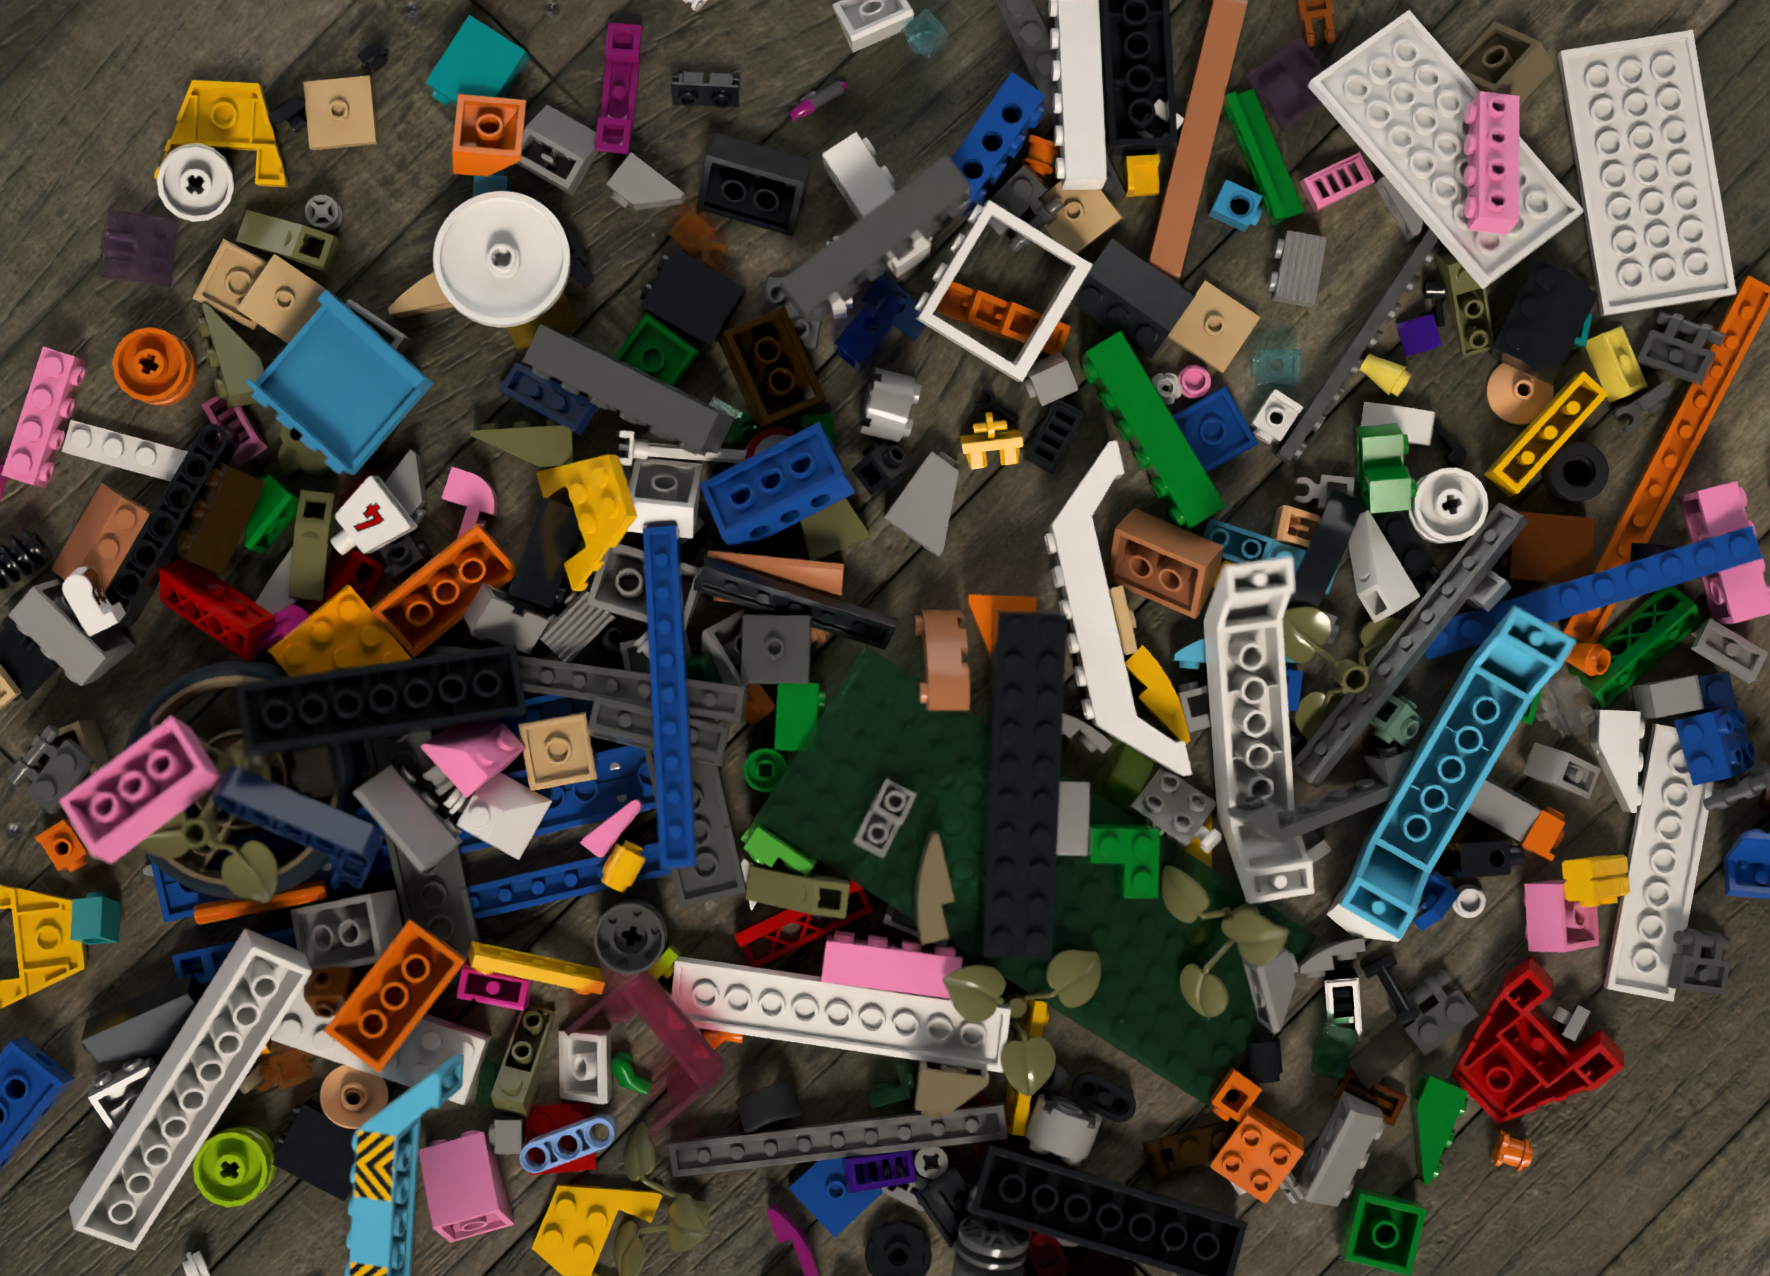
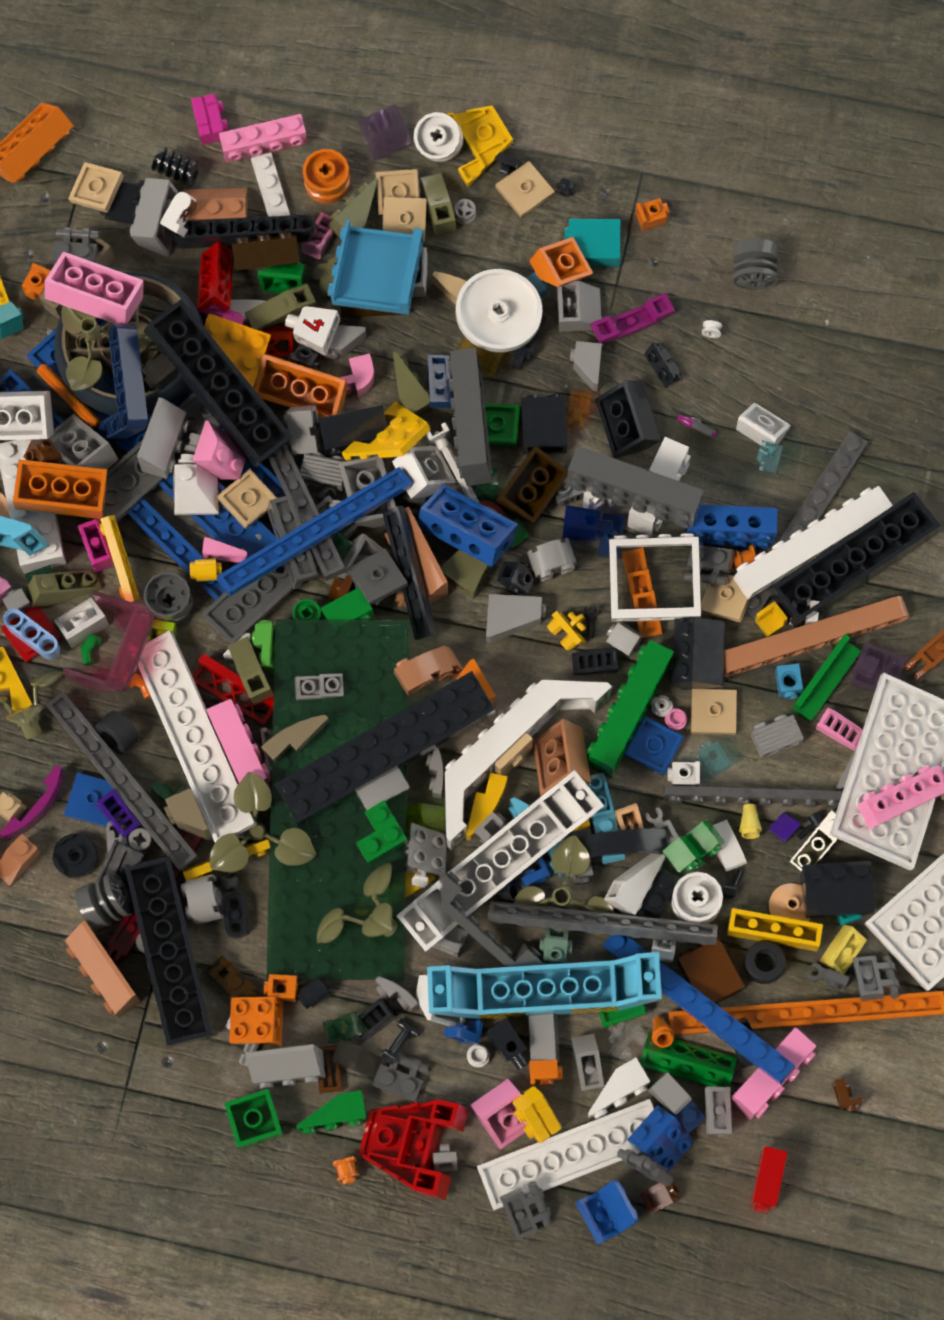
camera: 60 degrees right, 15 degrees down
(1272, 988) = (359, 962): light grey slope -> none

